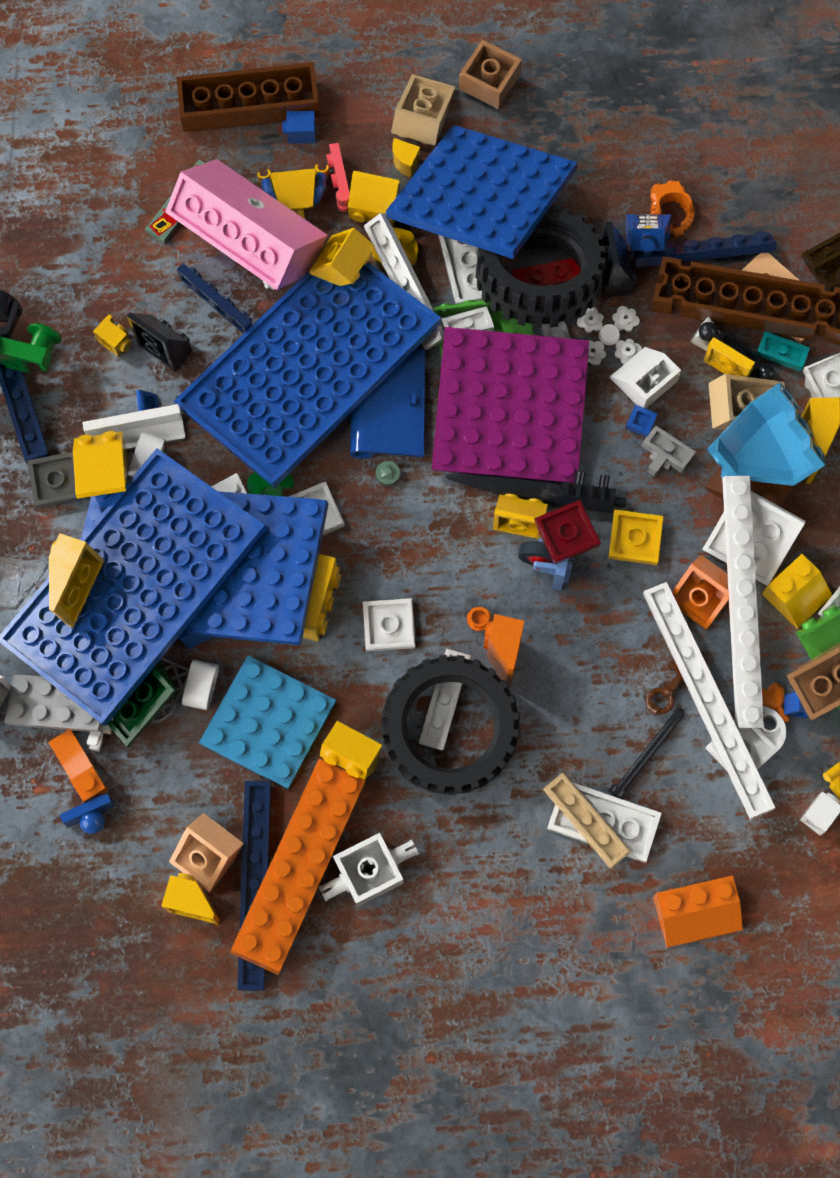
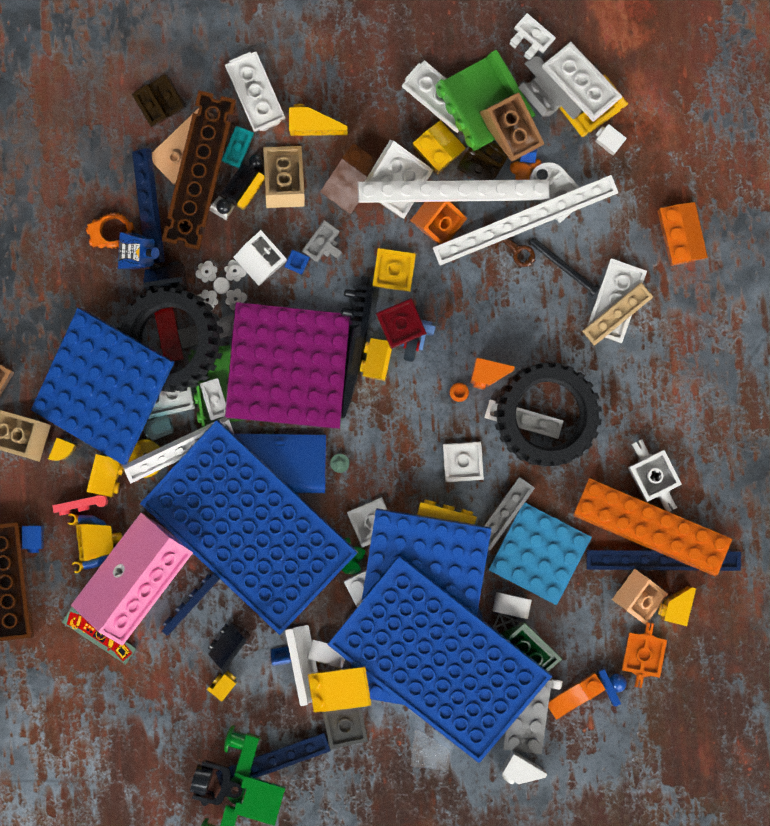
camera: 85 degrees left, 15 degrees up
(71, 576) = (436, 704): yellow slope -> none
(128, 858) = (644, 654): none -> orange plate
(321, 676) = (508, 509): none -> light grey plate
(342, 257) = (160, 500): yellow slope -> none
(351, 751) = (569, 489): yellow slope -> none
(432, 263) = (159, 428): none -> clear light blue brick
(768, 442) = (326, 165): dark azure panel -> none
(780, 648) = (484, 162): none -> dark brown slope

